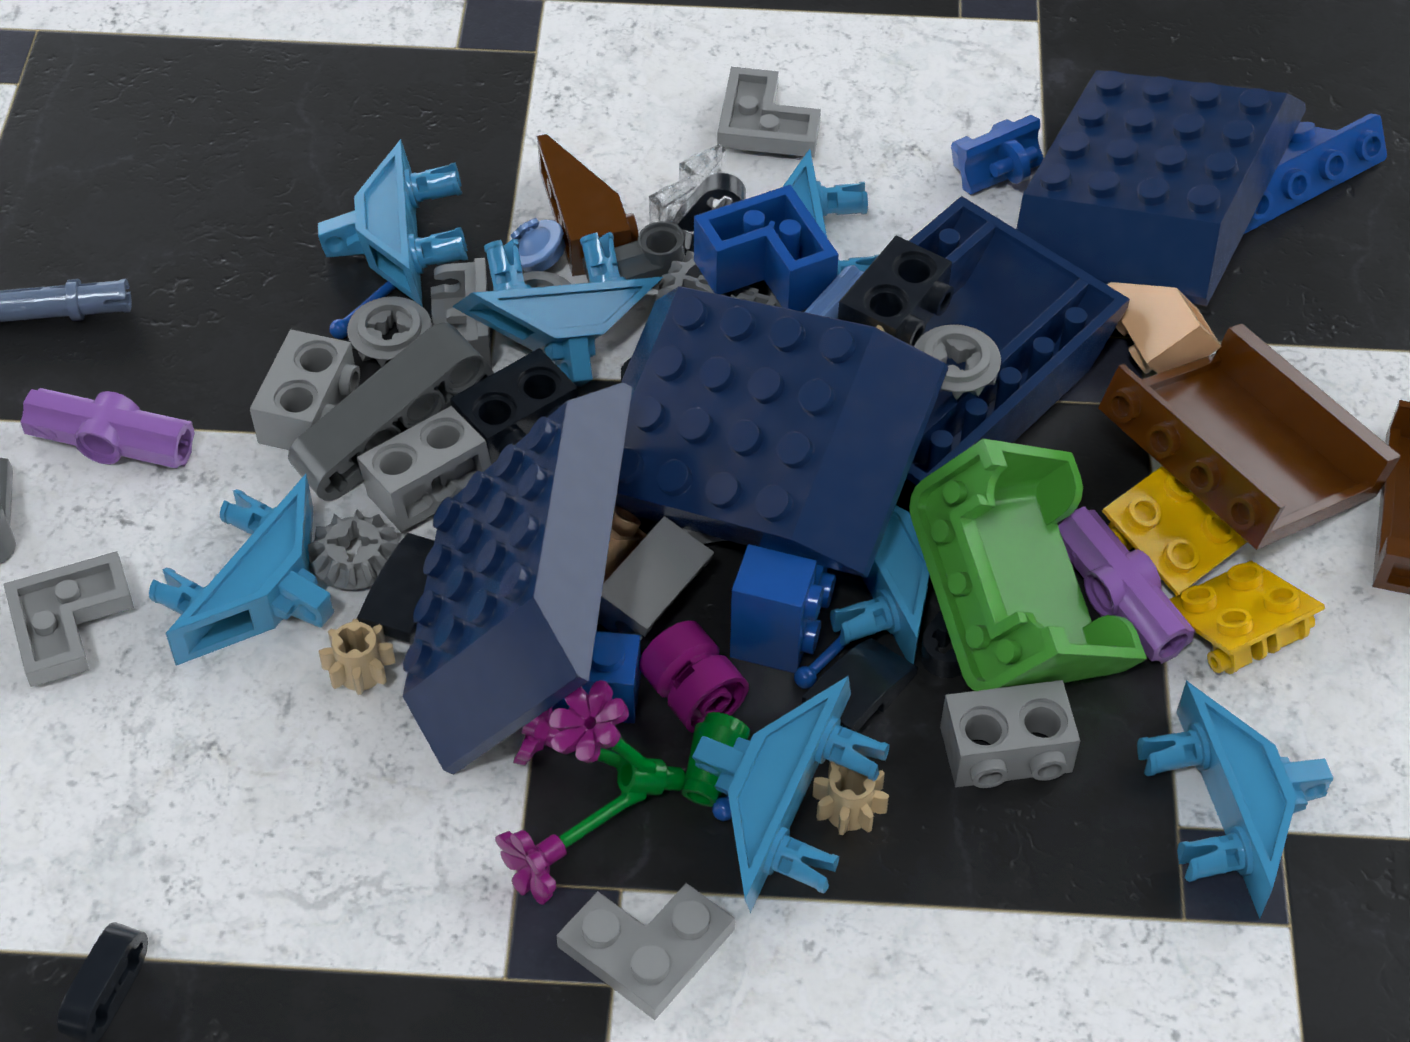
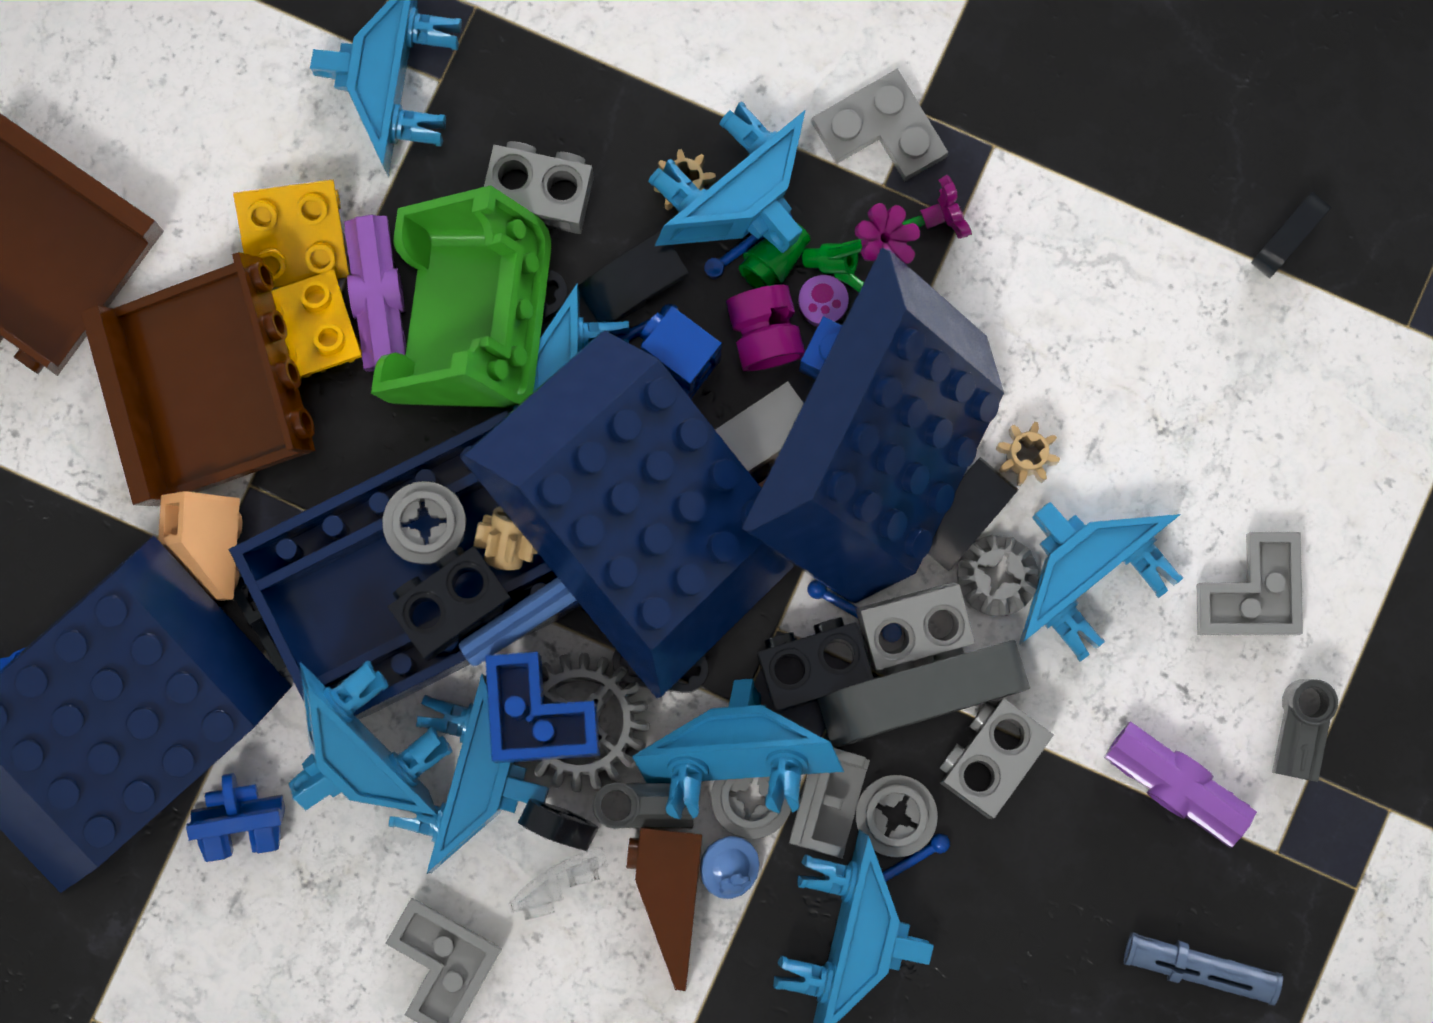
camera: 160 degrees left, 30 degrees up
(647, 733) = (823, 297): none -> medium lavender tile
(913, 187) = (351, 759): none -> dark azure connector

